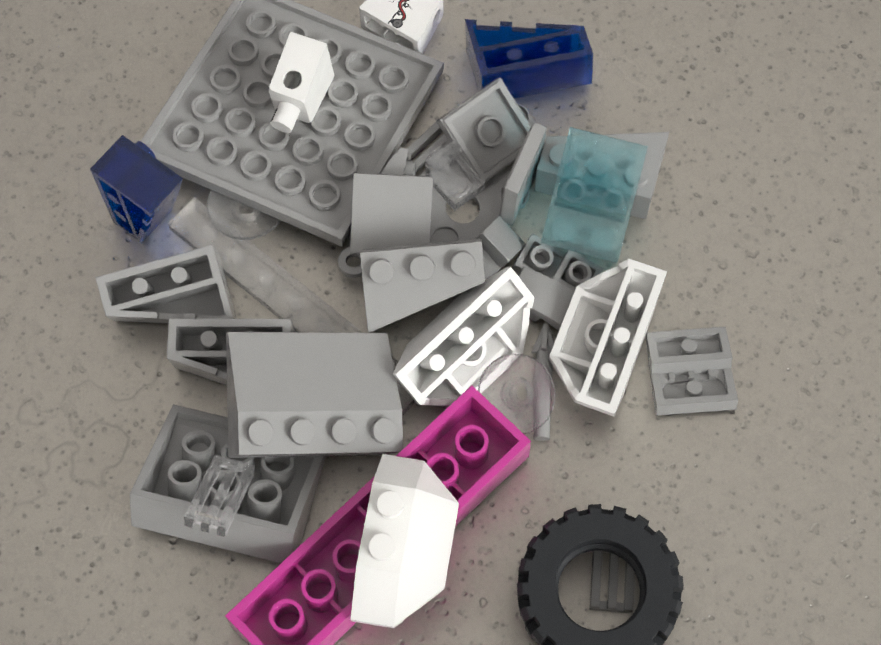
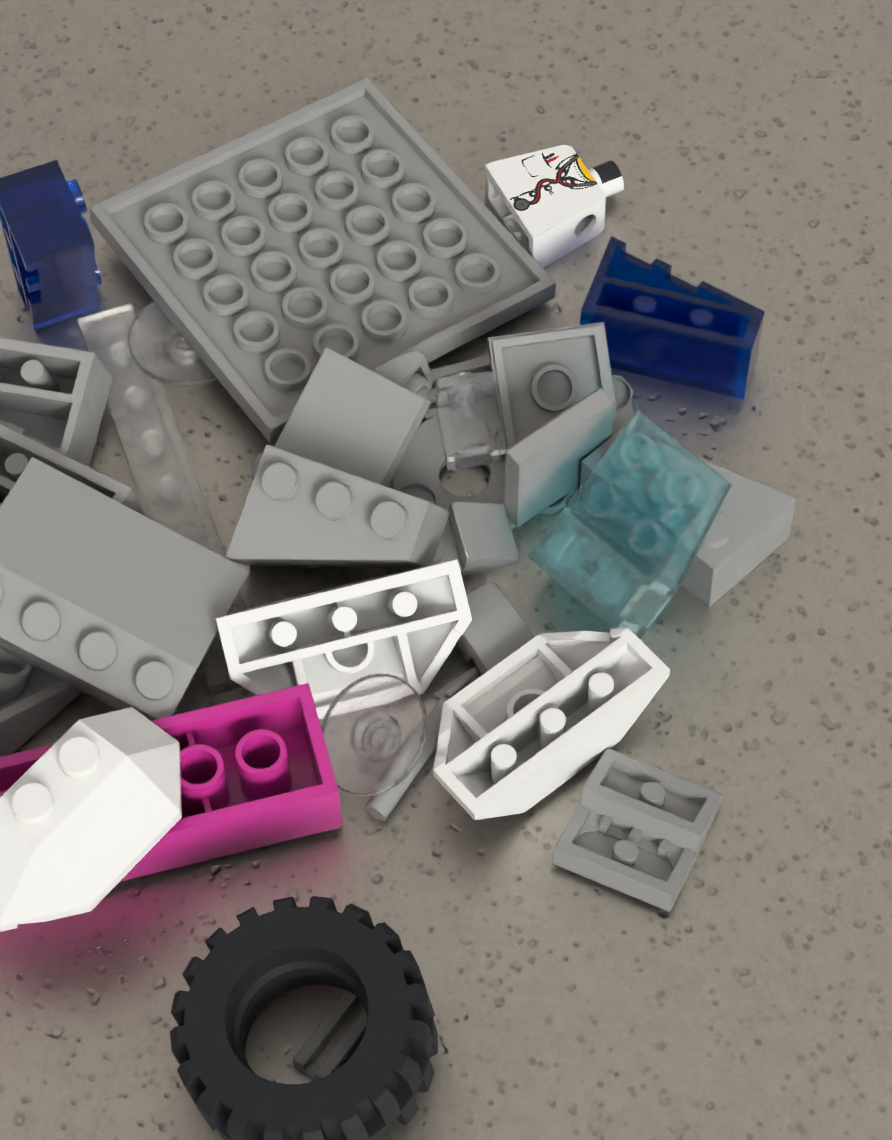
camera: 30 degrees right, 10 degrees down
(299, 81) = (339, 211): white torso -> none
(567, 268) = (537, 596): light grey slope -> none

